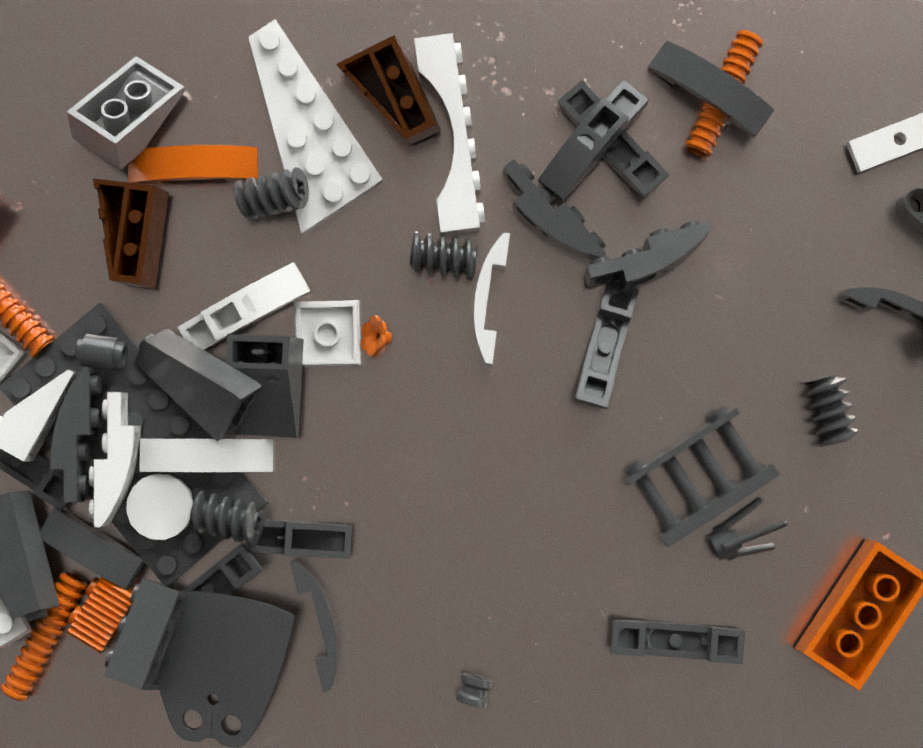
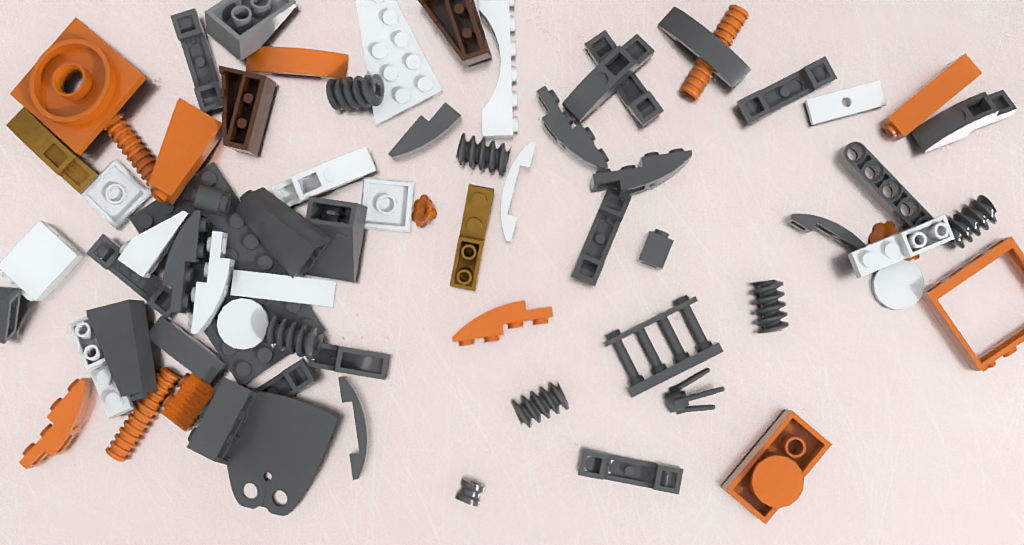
camera: 10 degrees right, 0 degrees up
(59, 292) = (184, 149): none -> orange slope
(66, 173) = (199, 59): none -> dark grey slope
(367, 236) = (425, 132): none -> dark grey slope
(441, 363) = (472, 237): none -> pearl gold slope
(477, 471) = (490, 324): none -> orange slope
(552, 568) = (540, 404): none -> dark grey piece
(677, 353) = (655, 249): none -> dark grey brick
(822, 132) = (787, 90): none -> dark grey slope
(868, 634) = (777, 481): none -> orange tile

